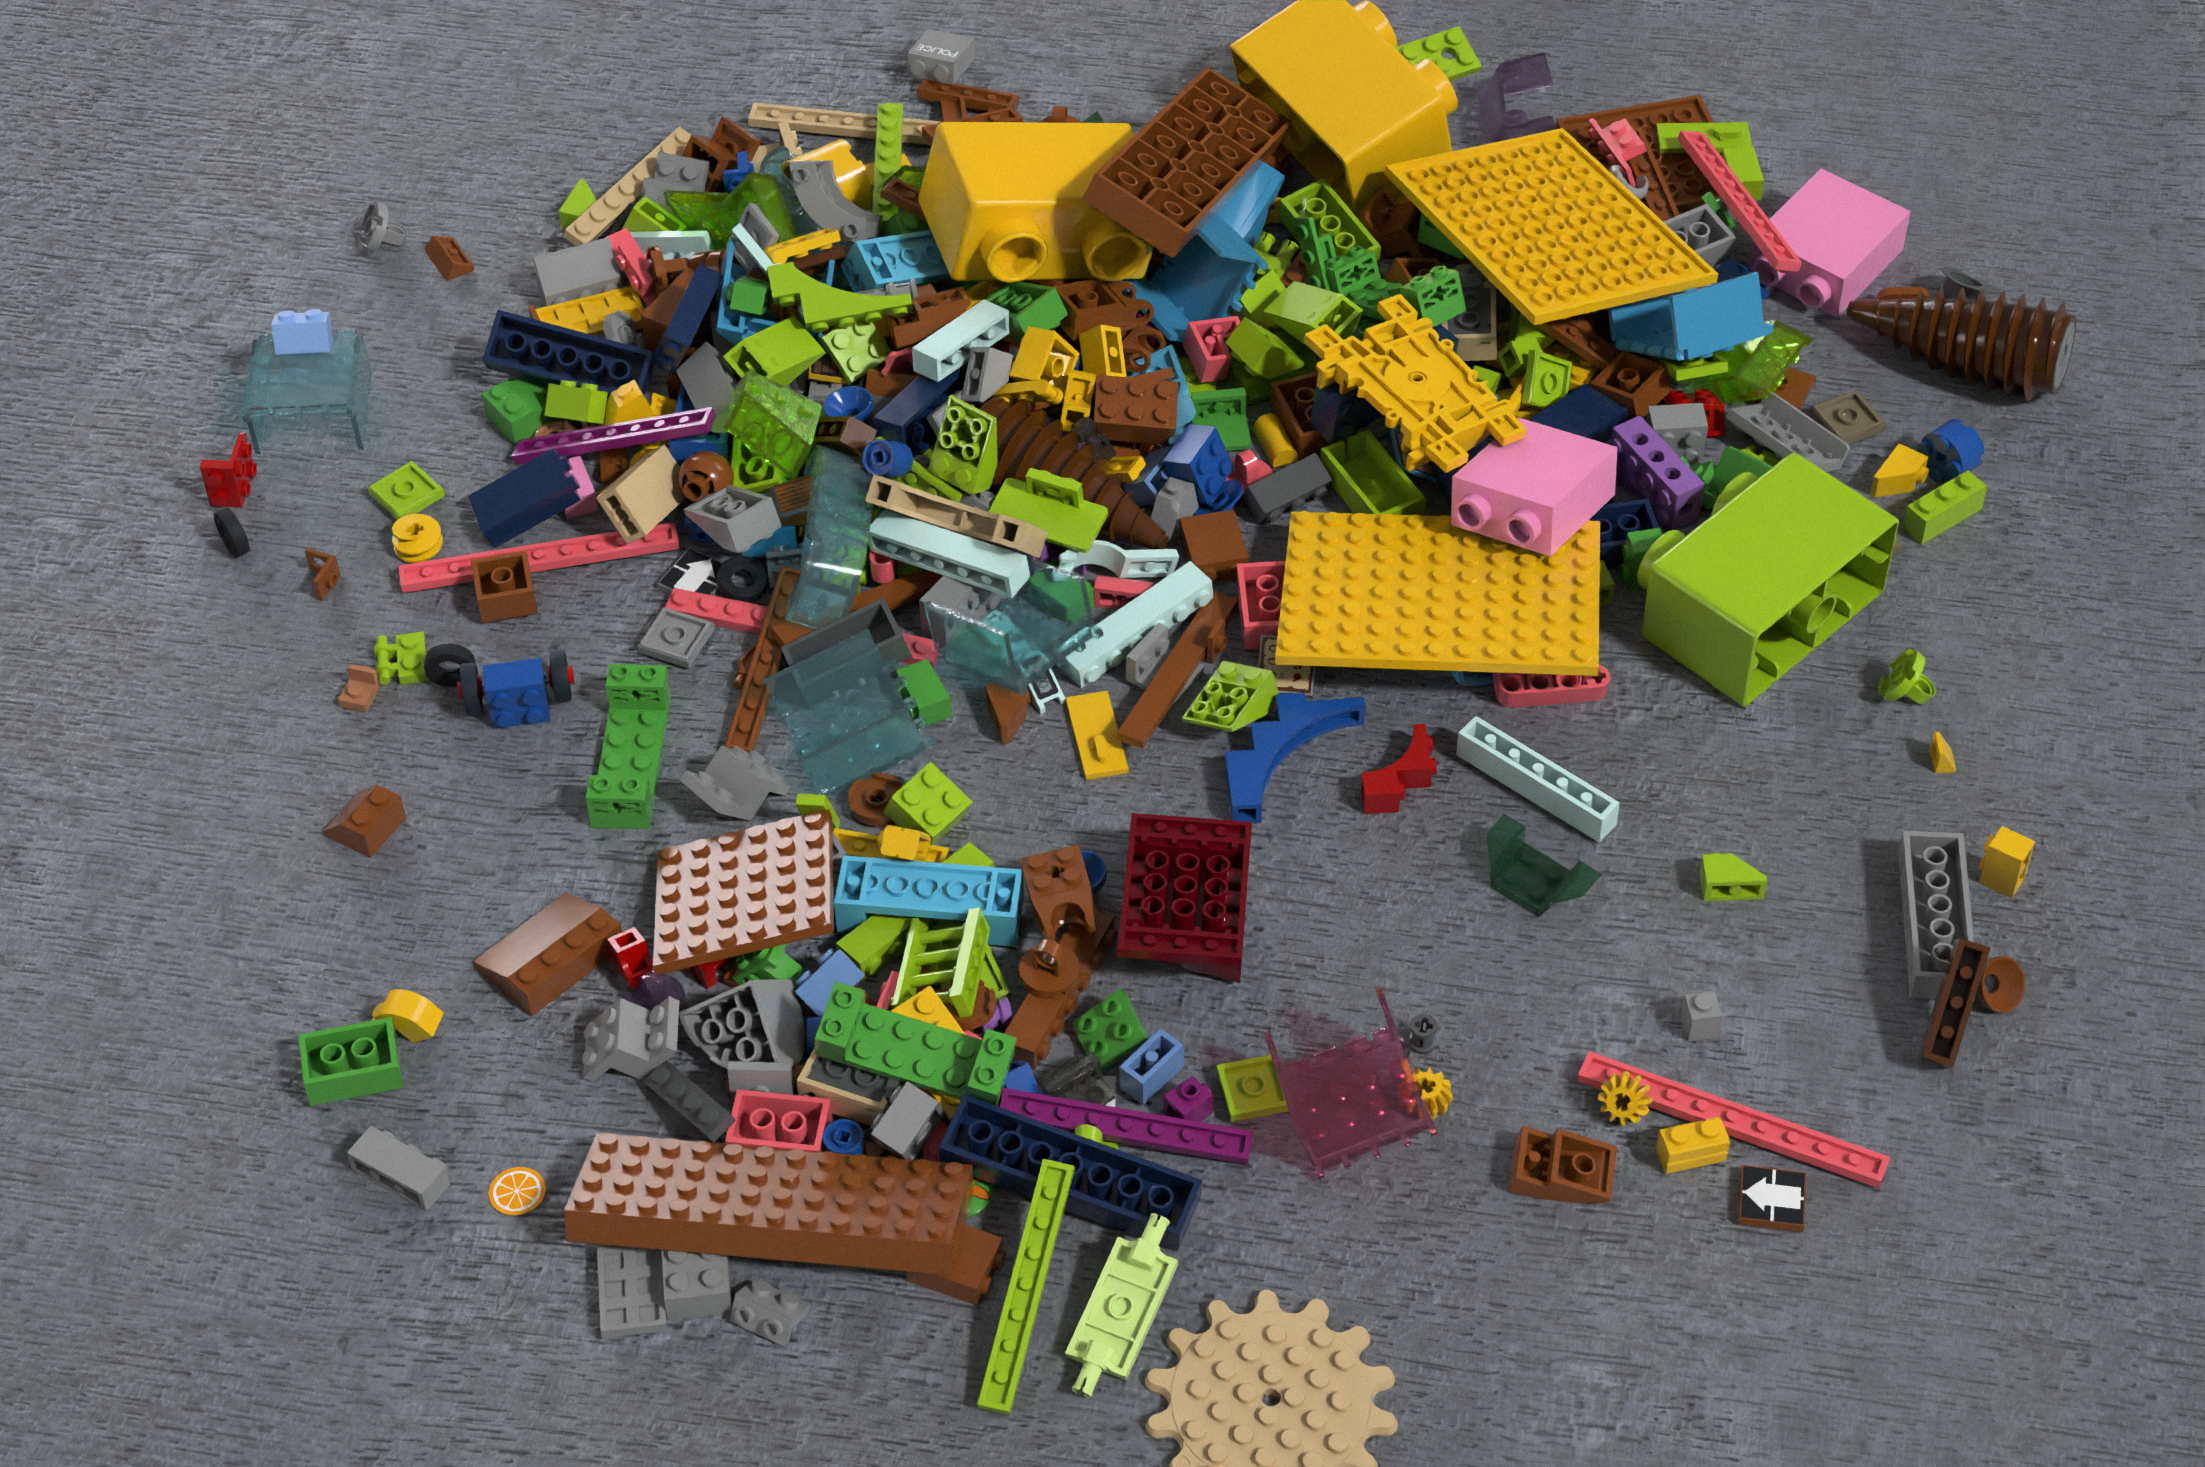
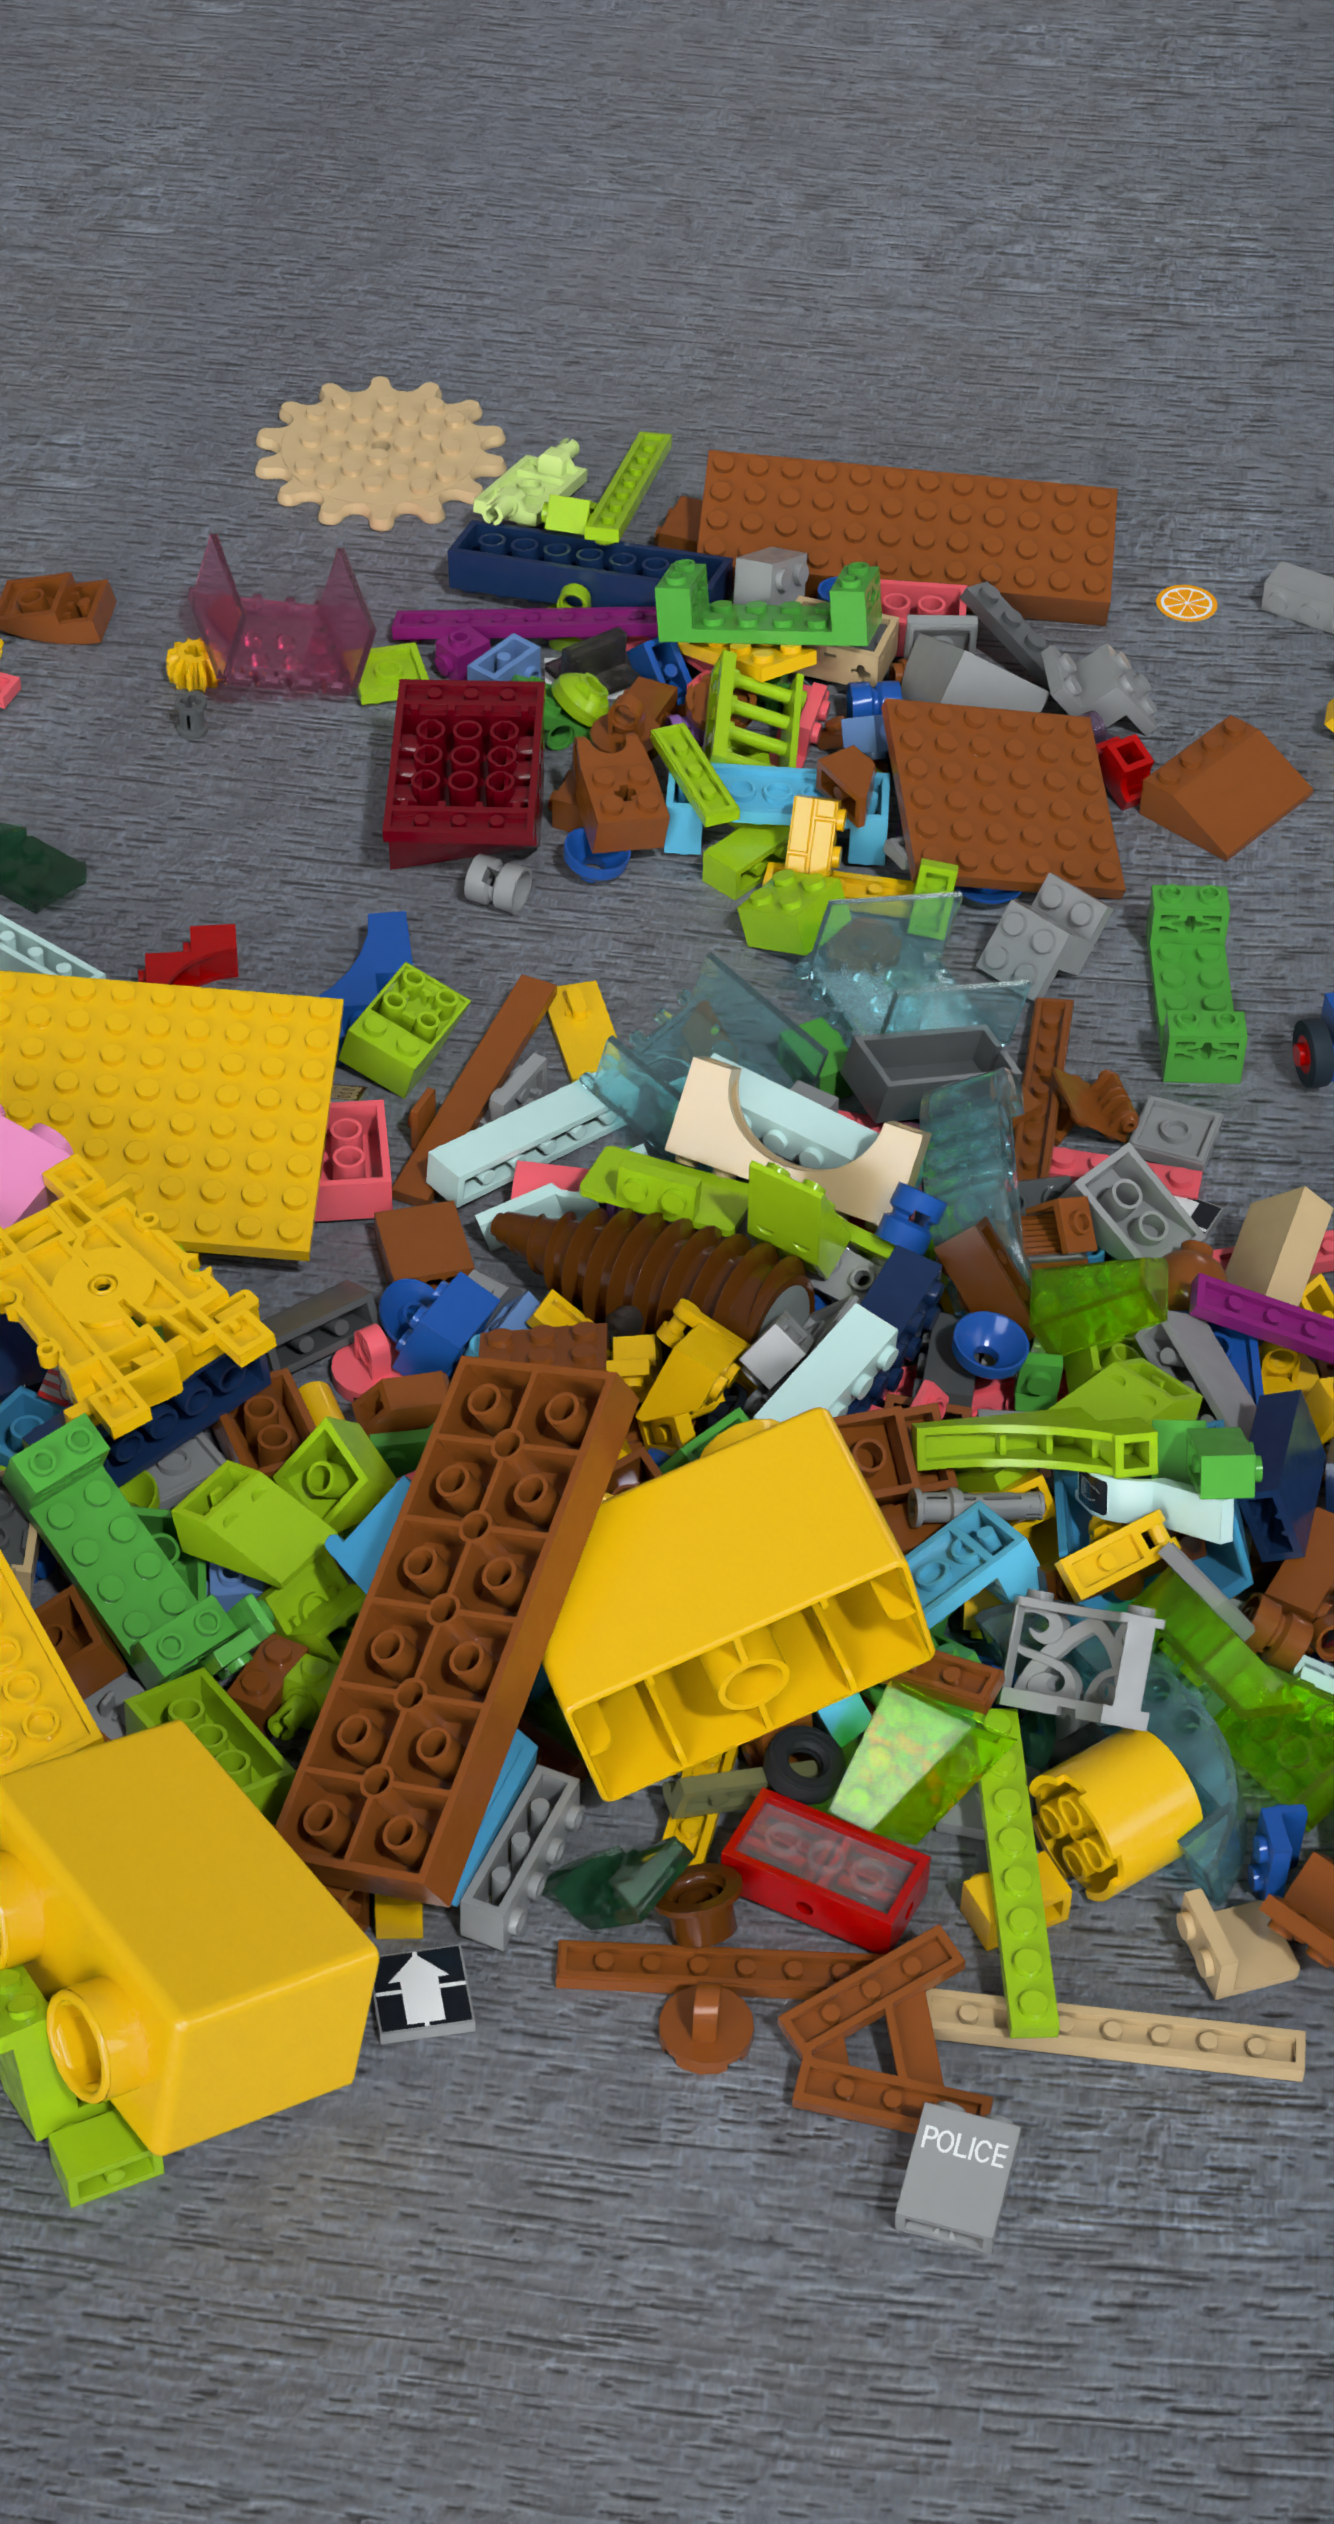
camera: 175 degrees right, 5 degrees down
(730, 647) = (1099, 1105): none -> dark orange hinge
(733, 247) = (1222, 1463): none -> bright green brick
(778, 485) = (1072, 1221): none -> dark orange bracket
(871, 868) = (850, 778): none -> dark orange slope
(996, 894) = (695, 774): none -> lime tile
(1081, 1235) = (567, 514): none -> lime brick
(1090, 1030) = (581, 696): none -> lime piece
(1226, 410) = (401, 1403): none -> dark orange slope

